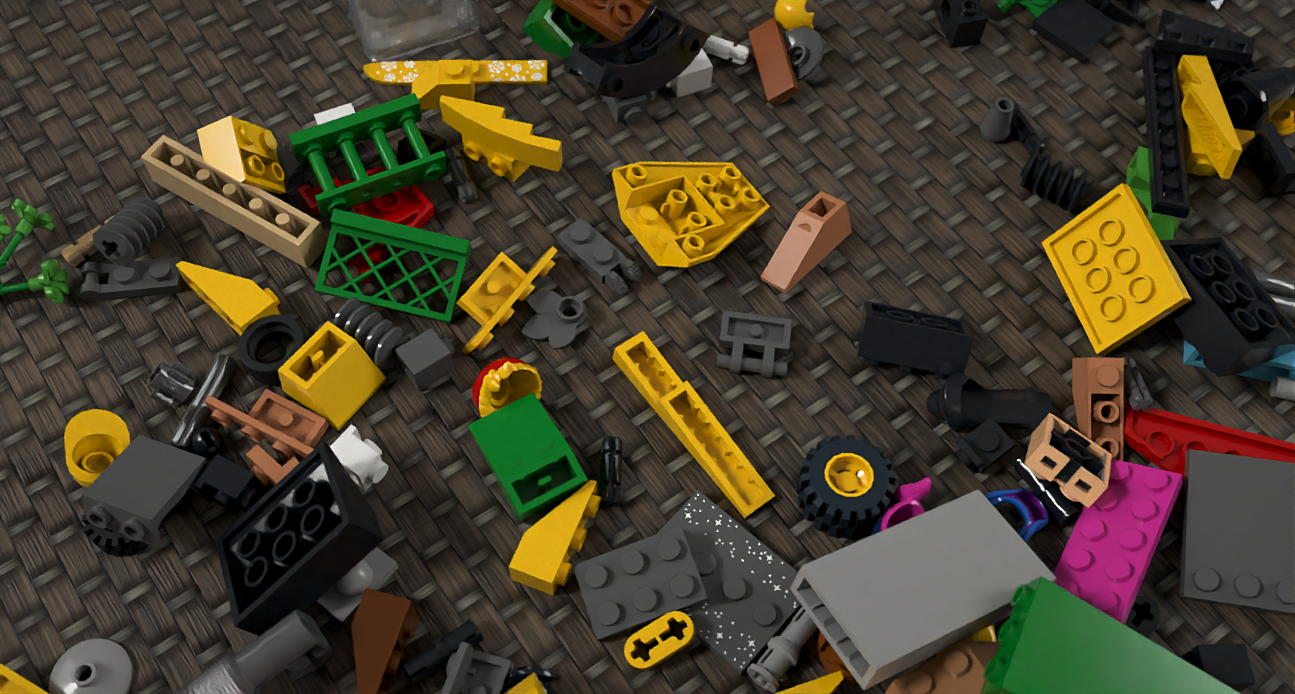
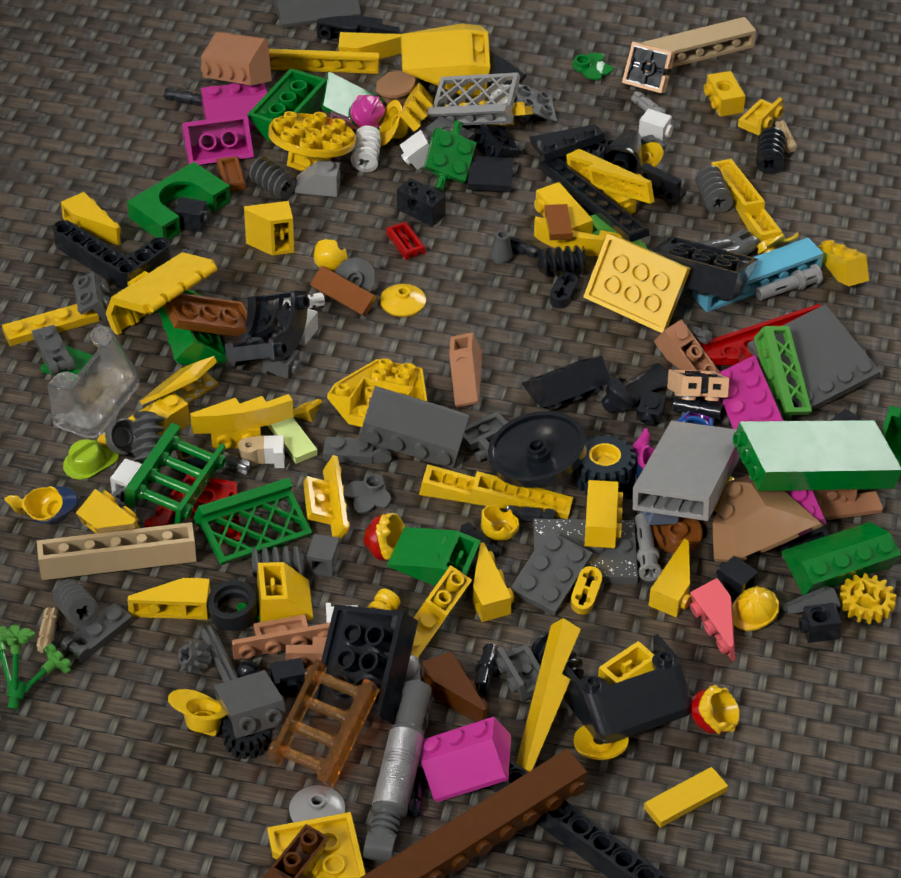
camera: 40 degrees left, 15 degrees down
(196, 607) = (340, 744): none -> clear orange fence
(228, 96) = (45, 504): none -> yellow hair
(339, 80) = (87, 459): none -> lime piece
(382, 77) = (120, 436): none -> dark grey hair
(406, 83) = (146, 433): none -> dark grey piece
(425, 472) = (385, 600): none -> yellow wheel
(445, 532) = (438, 607): none -> yellow slope
(502, 188) = (263, 450): none -> leg
(503, 53) = (182, 378): none -> yellow piece
(551, 193) = (295, 440): none -> yellowish green tile
(594, 172) = (308, 410): none -> yellow slope
(649, 466) = (499, 524): none -> yellow hair
(664, 276) = (414, 427): none -> dark grey slope
(702, 479) = (529, 513): none -> black axle
(773, 553) = (603, 513): none -> yellow brick
(777, 407) = (537, 449): none -> black dish
(832, 112) = (403, 300): none -> yellow dish
(899, 62) = (402, 242): none -> red tile
(1023, 213) = (560, 289): none -> black beam
(1089, 159) = (591, 242): none -> yellow slope
(1090, 130) = (558, 222): none -> dark orange tile
(1114, 124) = (558, 194): none -> yellow brick
(1187, 516) = (773, 368): none -> bright green fence

